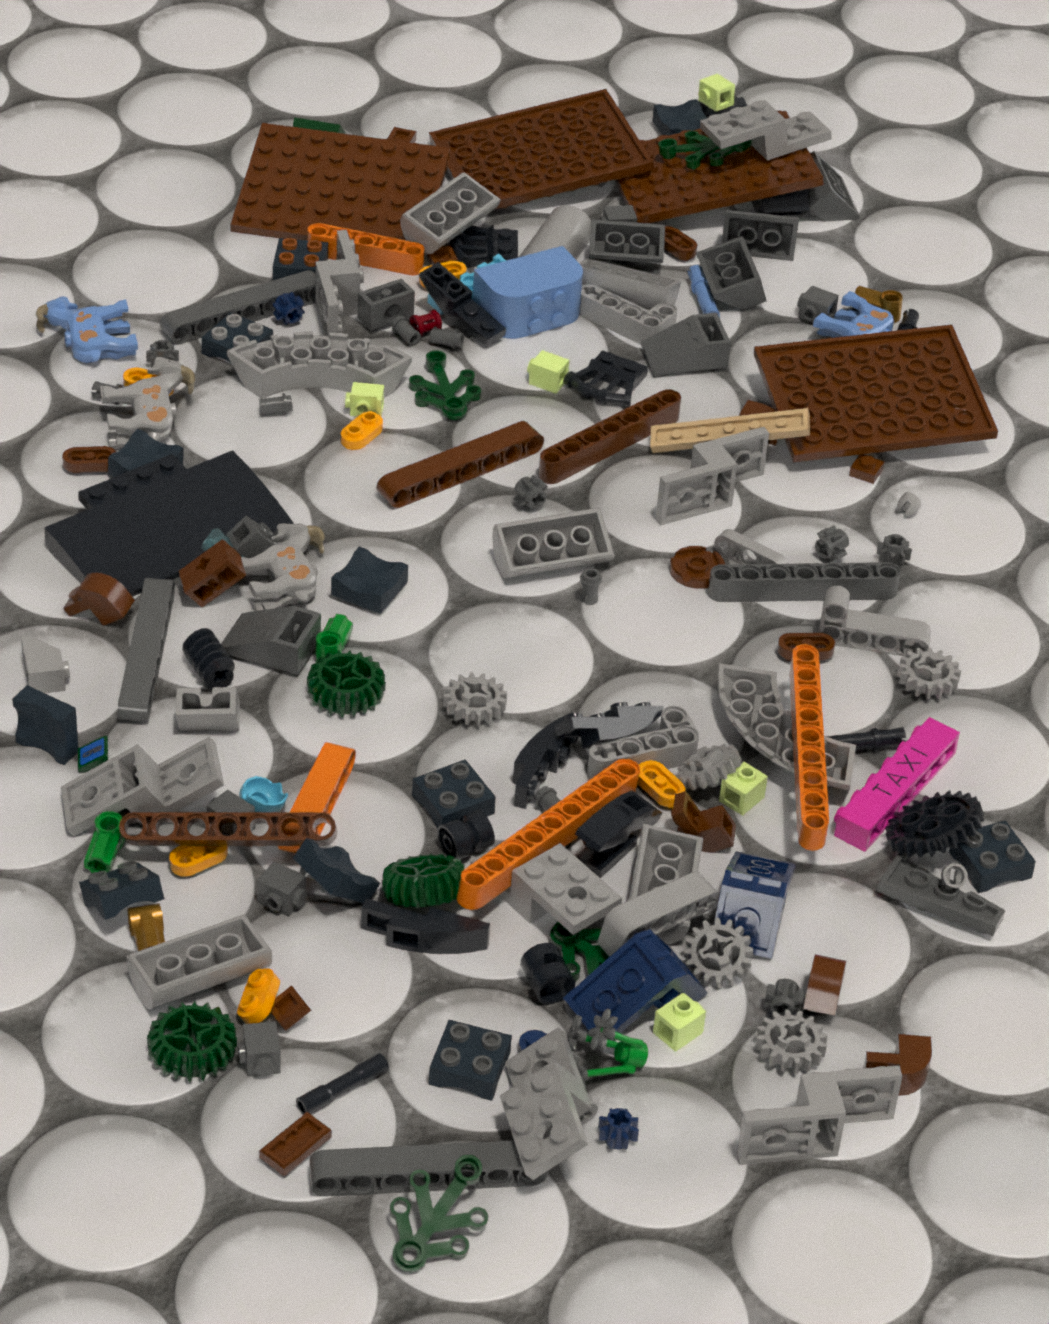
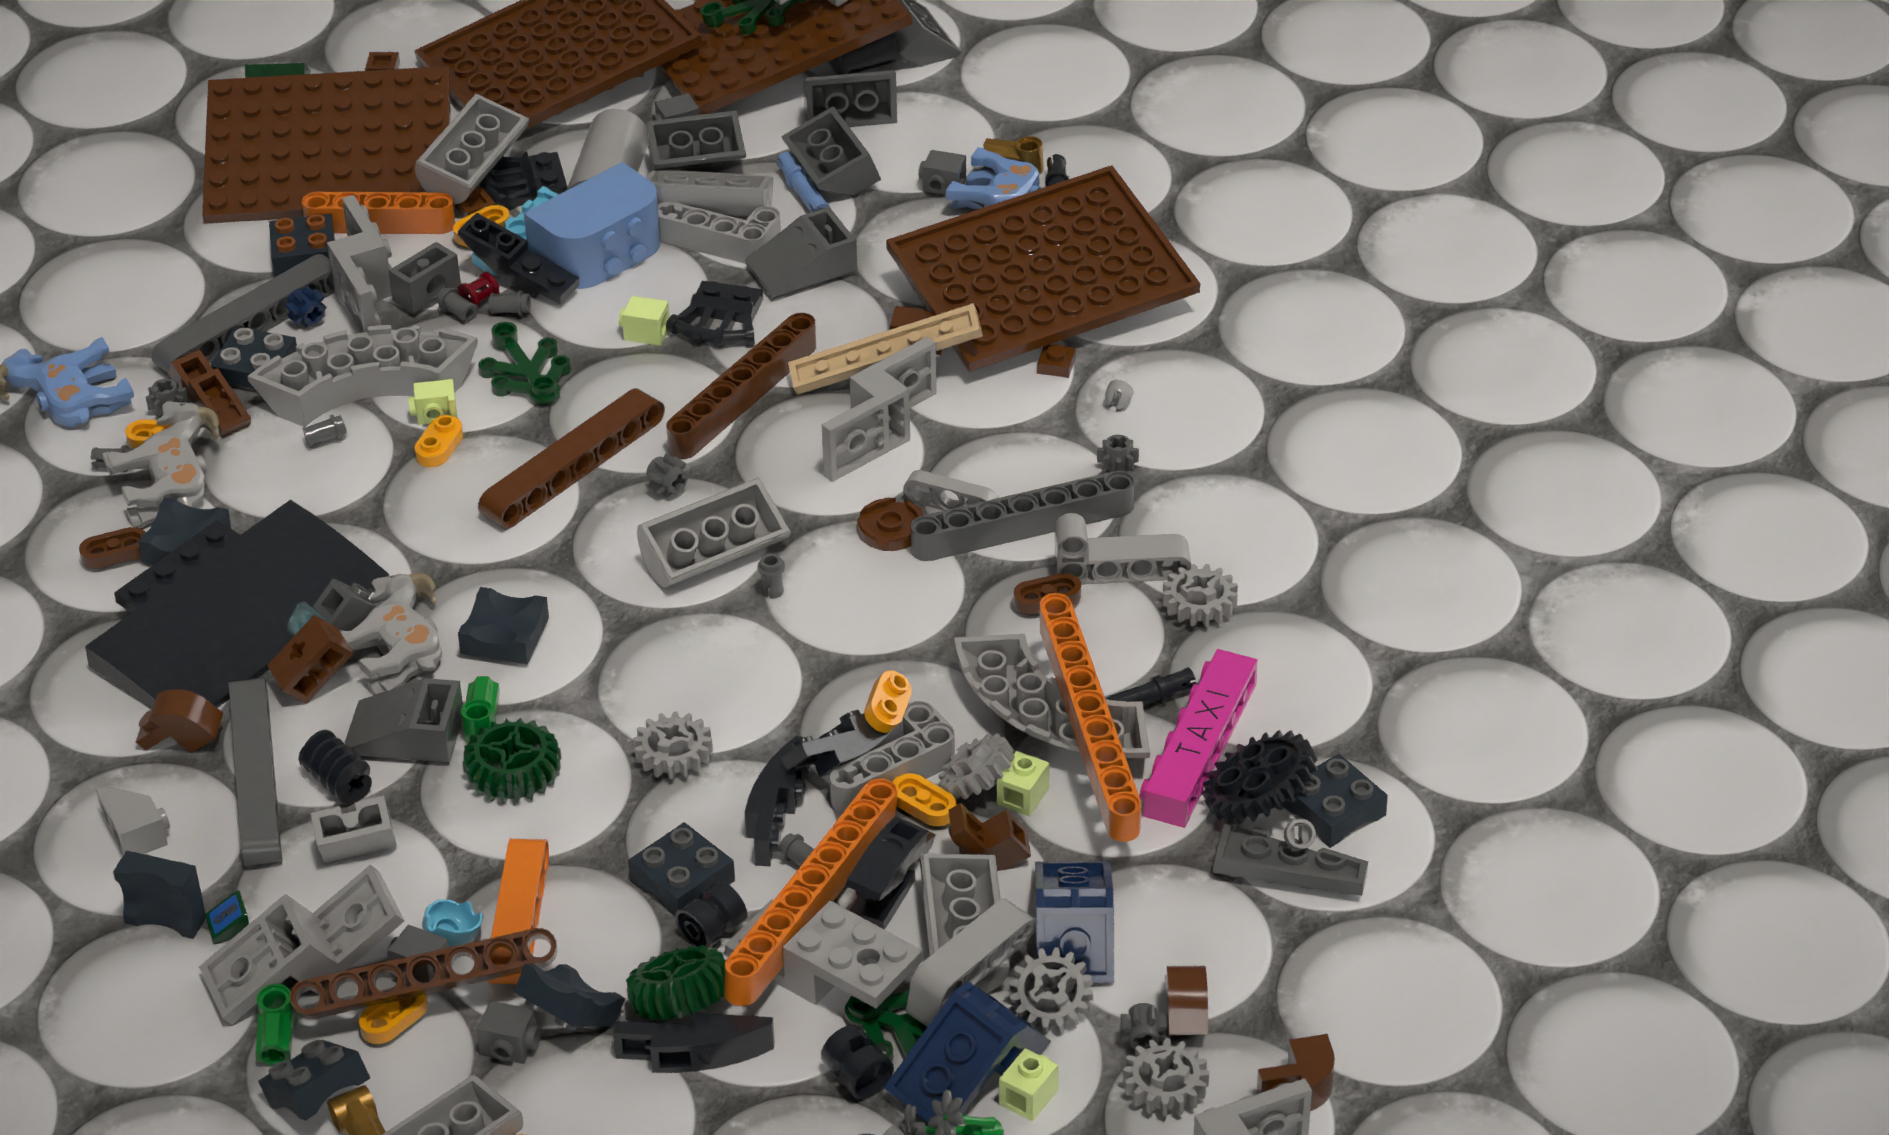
camera: 10 degrees left, 0 degrees up
(197, 356) = (210, 390): none -> reddish brown slope
(651, 701) = (887, 701): none -> light orange plate
(679, 244) = (758, 129): reddish brown plate -> none
(832, 543) = (1043, 461): dark grey gear -> none

